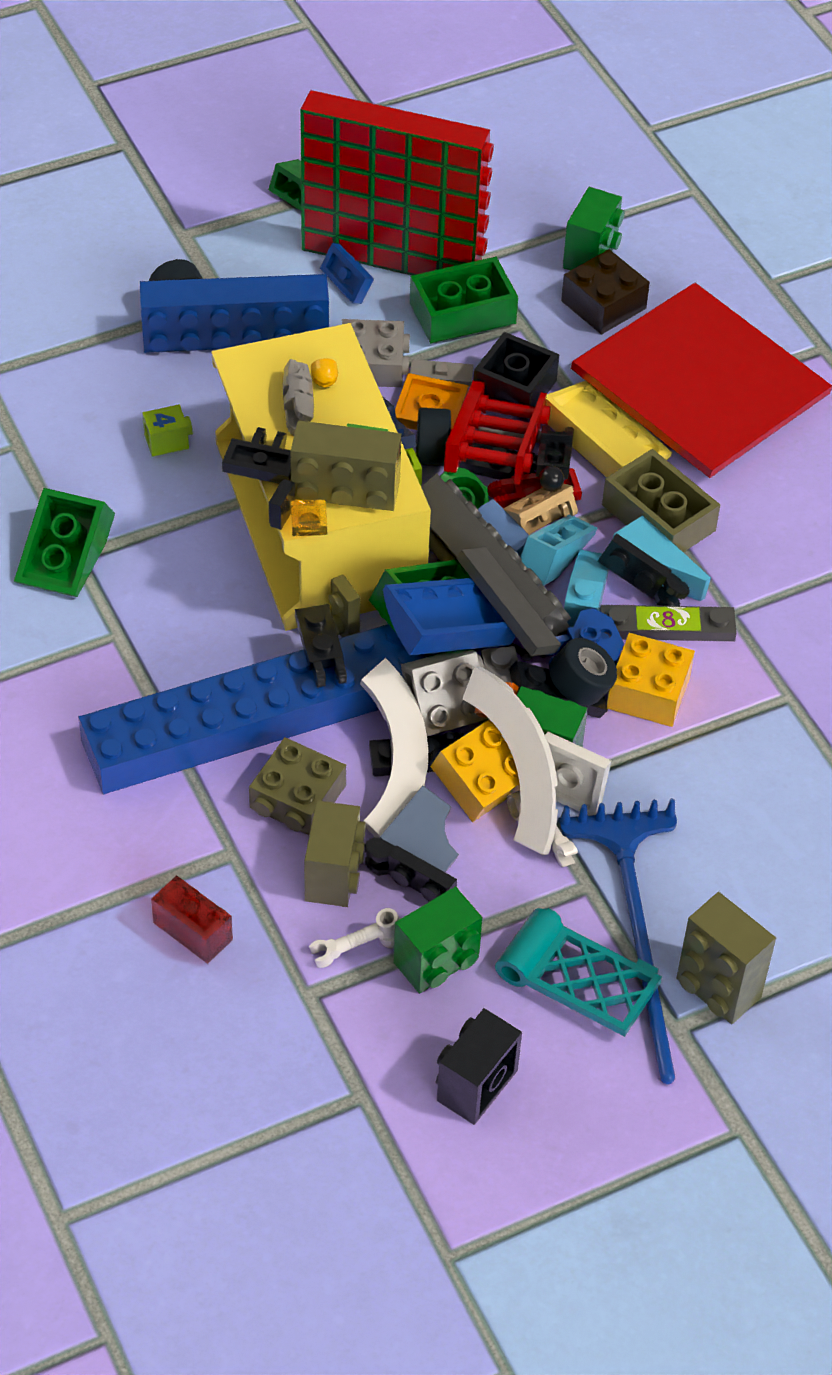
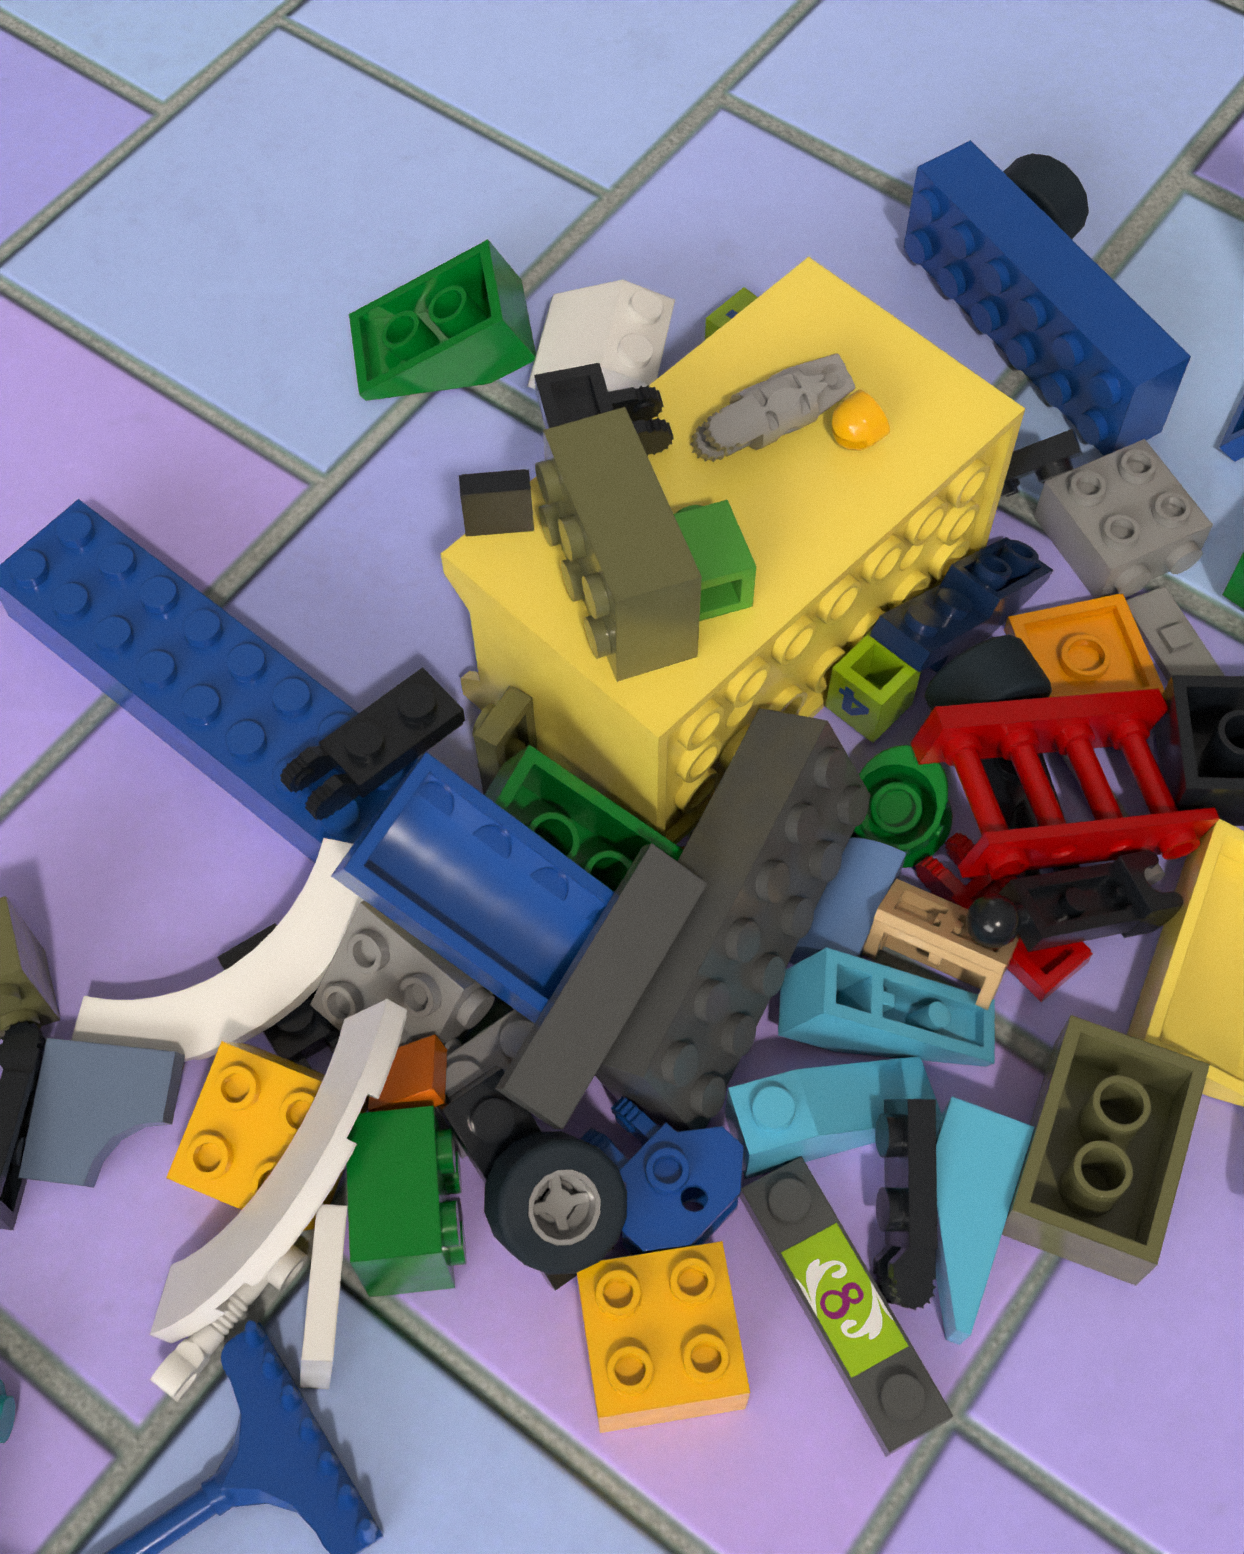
camera: 65 degrees right, 10 degrees up
(134, 481) = (606, 325): none -> white slope
(293, 784) = (116, 863): olive brick -> none
(308, 517) = (495, 557): clear yellow plate -> none

